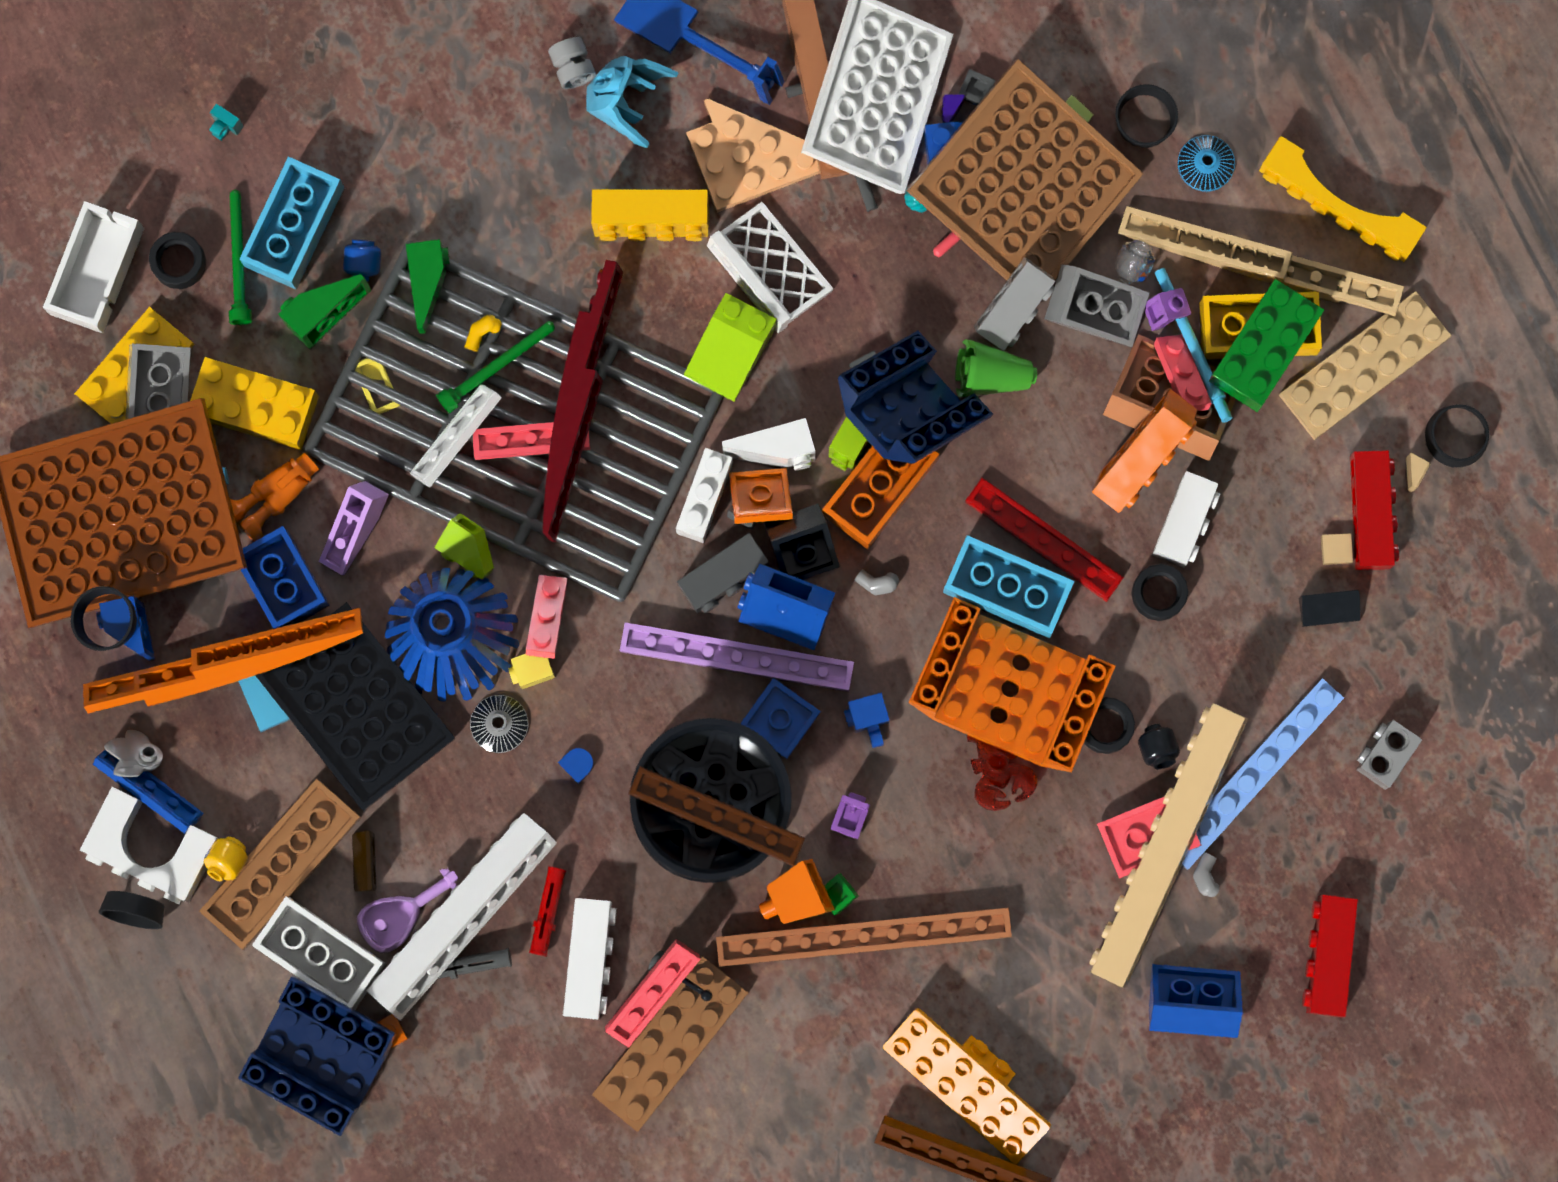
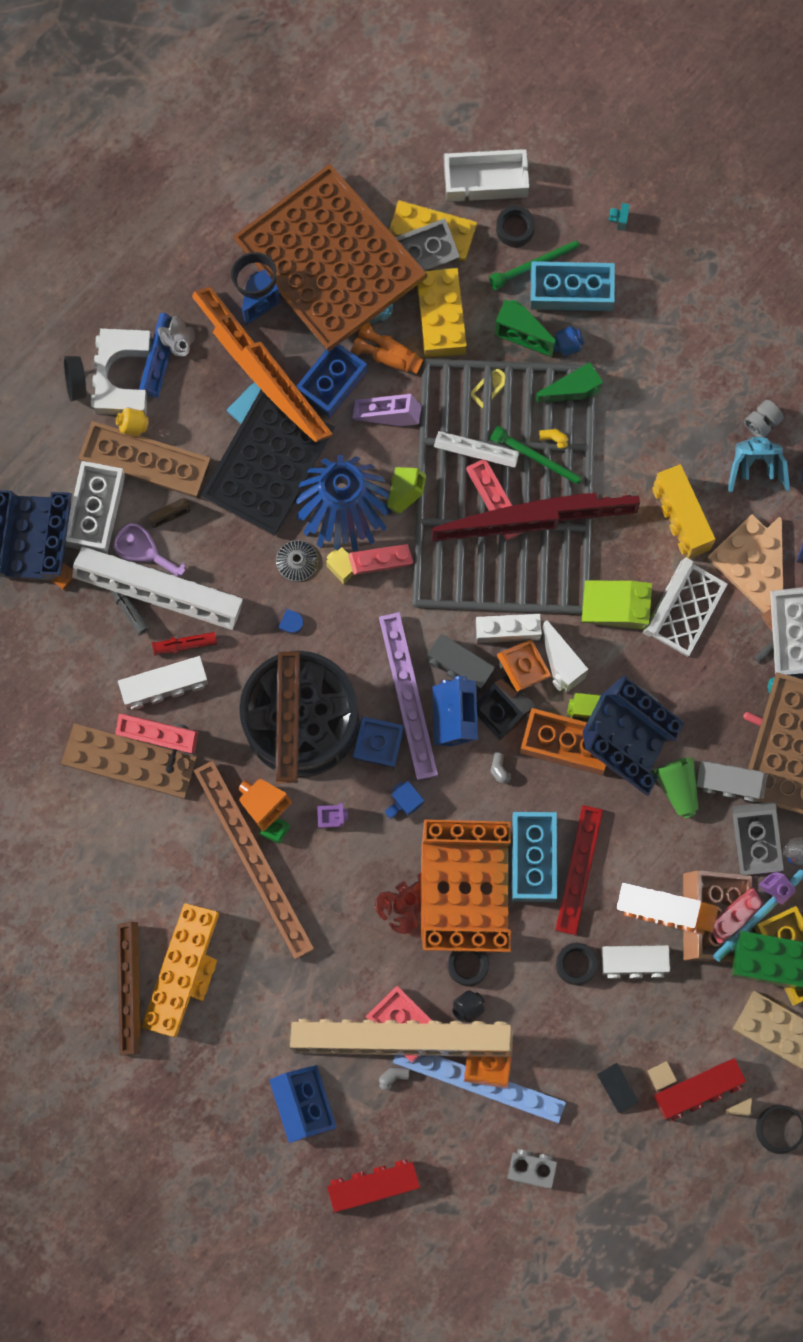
camera: 65 degrees right, 5 degrees down
(1249, 757) = (488, 1070): none -> orange tile

